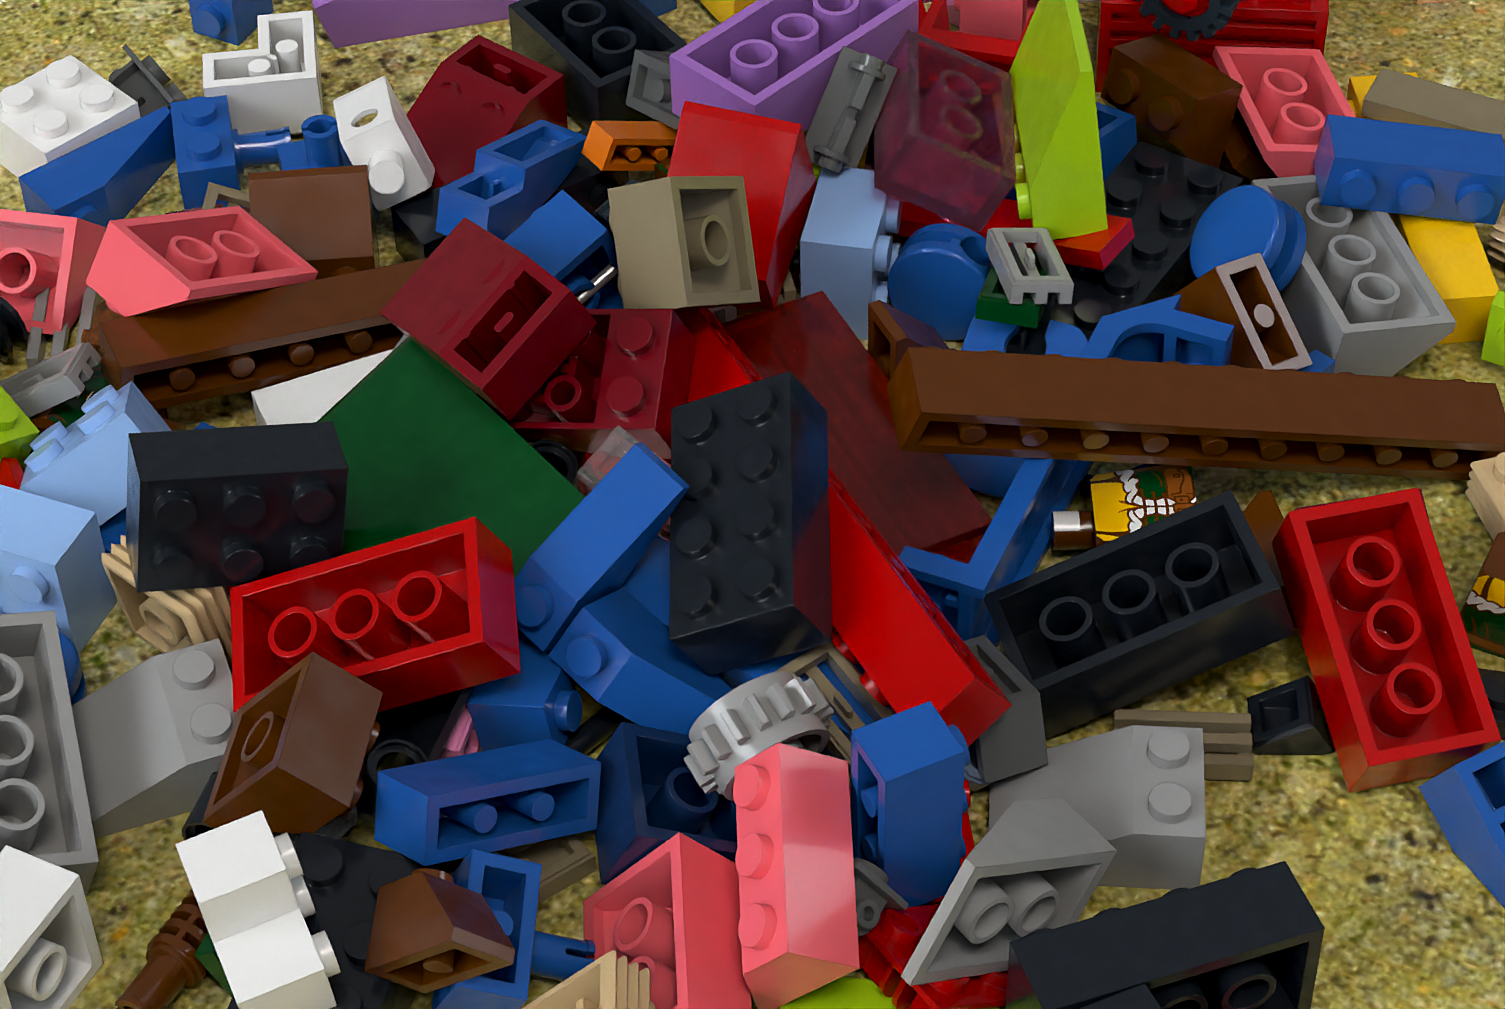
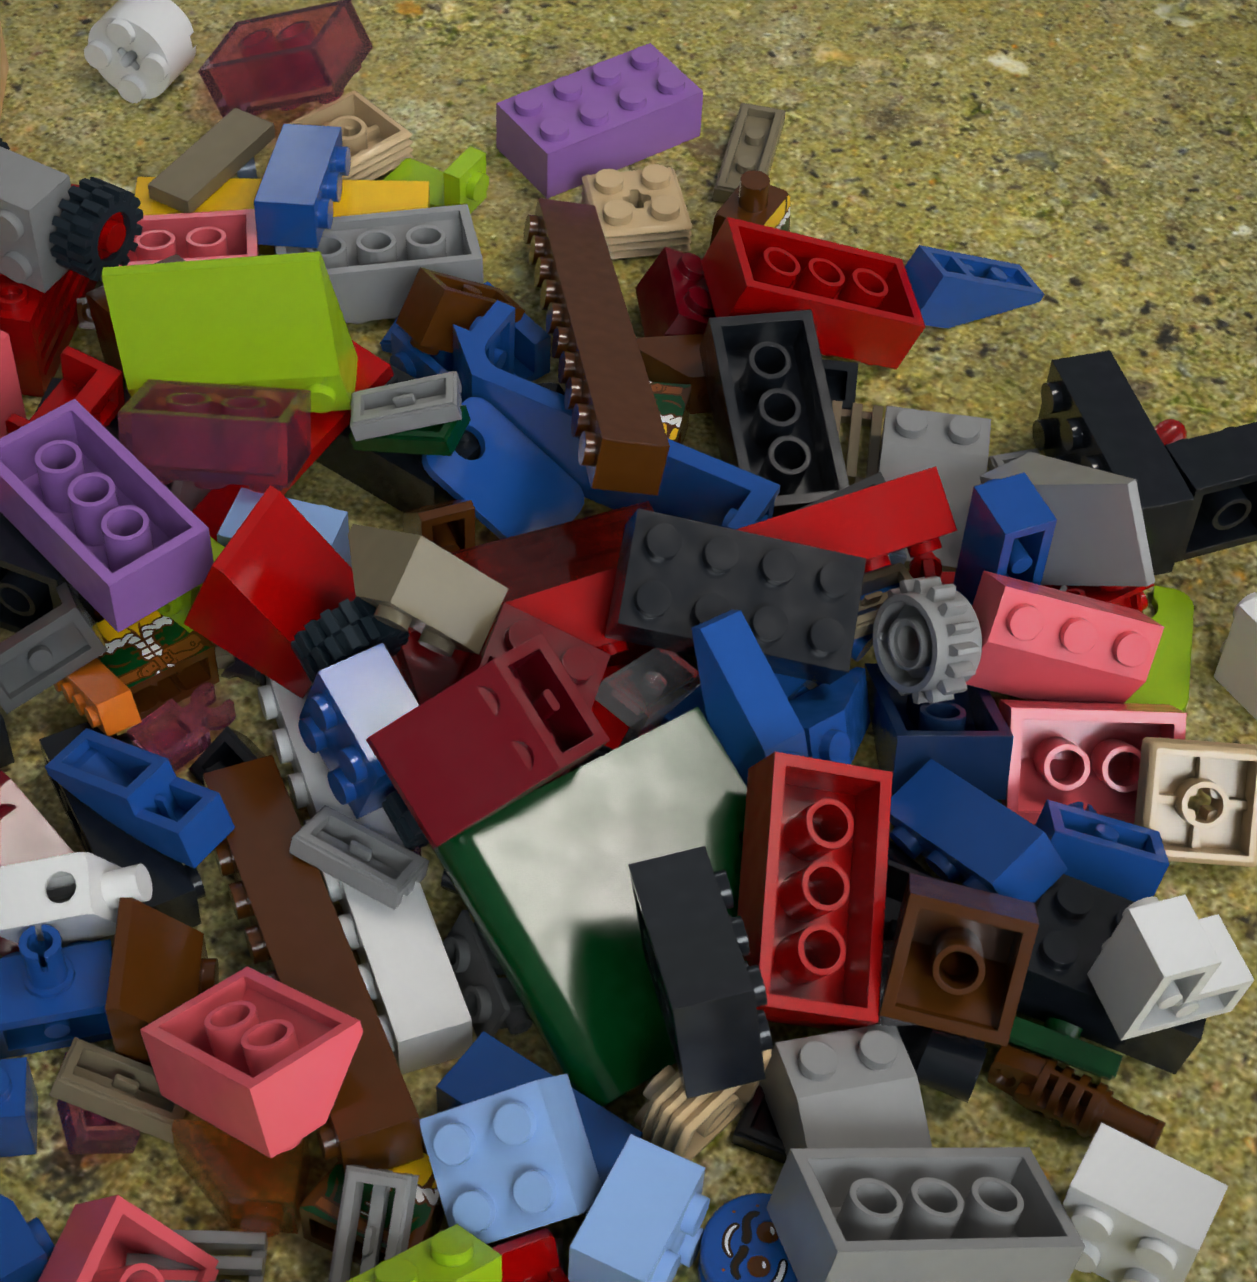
camera: 90 degrees left, 5 degrees up
(434, 933) = (1150, 848): reddish brown slope -> none
(848, 109) = (177, 463): dark grey hinge -> none
(940, 277) = (342, 484): blue head -> none
(1248, 223) = (368, 292): blue head -> none

